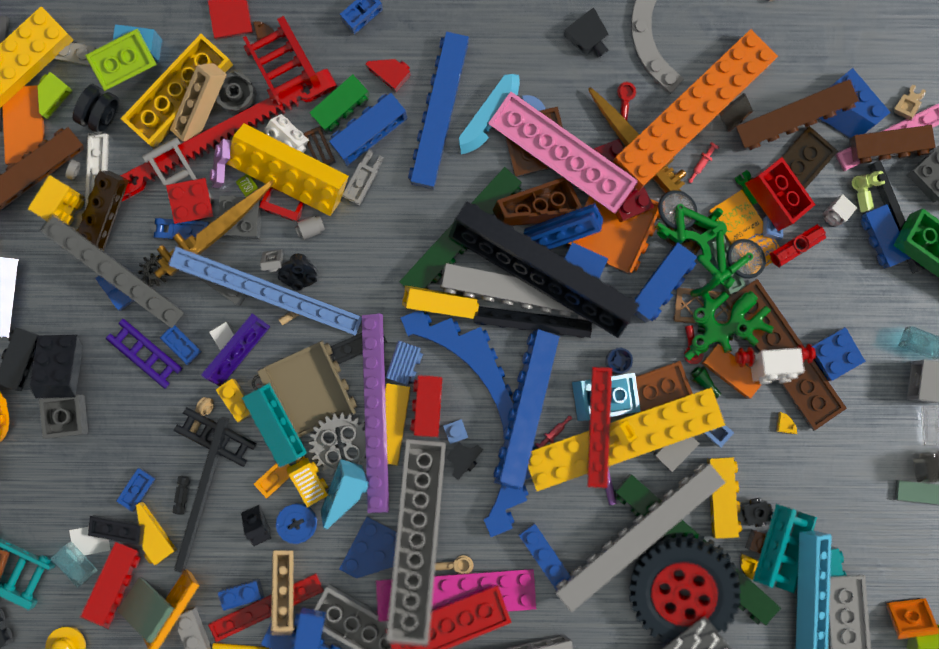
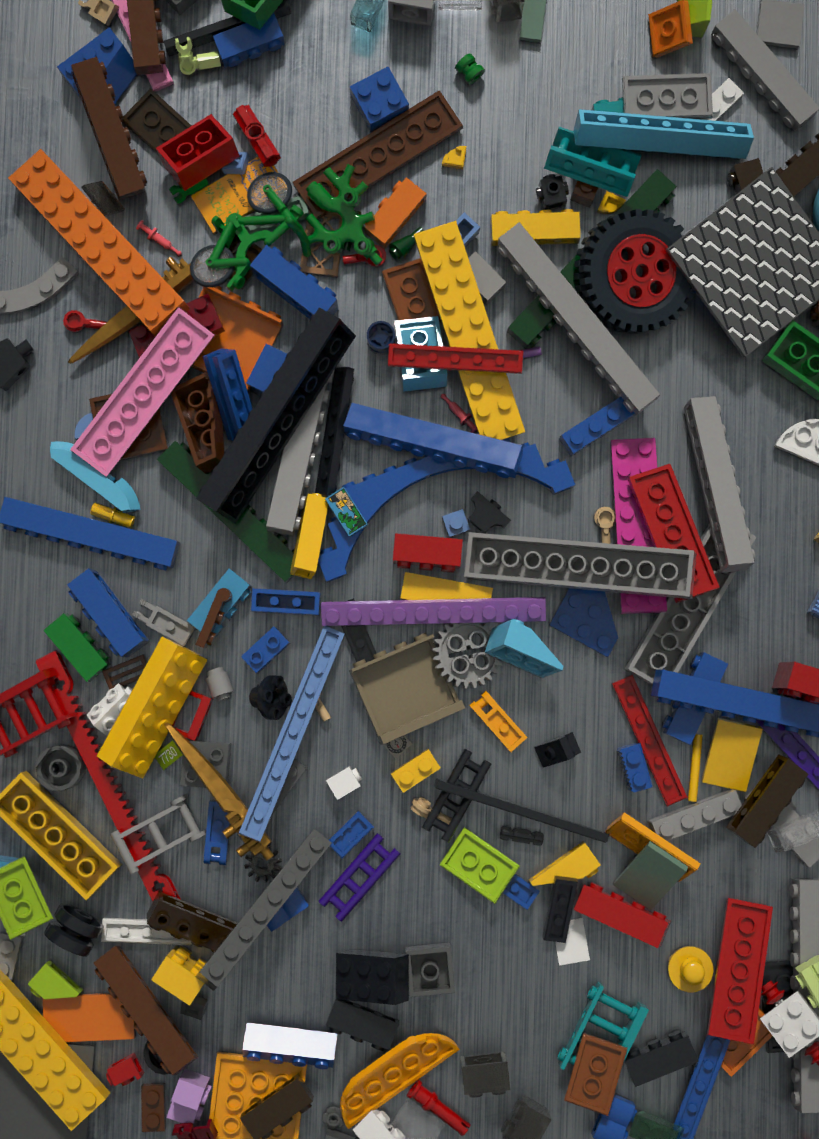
camera: 90 degrees left, 0 degrees up
(29, 216) = (196, 1008): none -> dark grey plate
(72, 169) = (144, 959): light grey tile -> none
(74, 564) = (598, 957): clear light blue brick -> none
(154, 458) = (479, 865): none -> lime tile
(189, 200) = (184, 820): red plate -> none
(198, 101) = (69, 808): tan brick -> none
(221, 157) = (134, 784): lavender plate -> none
(236, 350) = (358, 769): dark purple tile -> none
(271, 260) = (256, 726): light grey plate -> none
(274, 425) = (445, 725): teal brick -> none
(282, 593) = (634, 719): tan brick -> none
(296, 535) = (569, 704): blue piece -> none
(307, 482) = (510, 689): yellow brick -> none
(340, 266) = (265, 649): none -> blue brick
(365, 220) = (214, 617): none -> reddish brown plate
(379, 226) = (239, 590): none -> dark azure brick
(381, 283) = (286, 602): none -> blue brick
(390, 72) = (42, 589): red slope -> none
(403, 363) = (378, 579): medium blue brick -> none
(455, 130) = (112, 515): none -> yellow axle
(461, 333) = (346, 511): none -> tile
(625, 433) = (462, 330): yellow tile -> none
(776, 364) = (389, 162): white brick -> none
(839, 211) = (219, 89): white slope -> none
(867, 435) = (469, 68): none -> green wheel

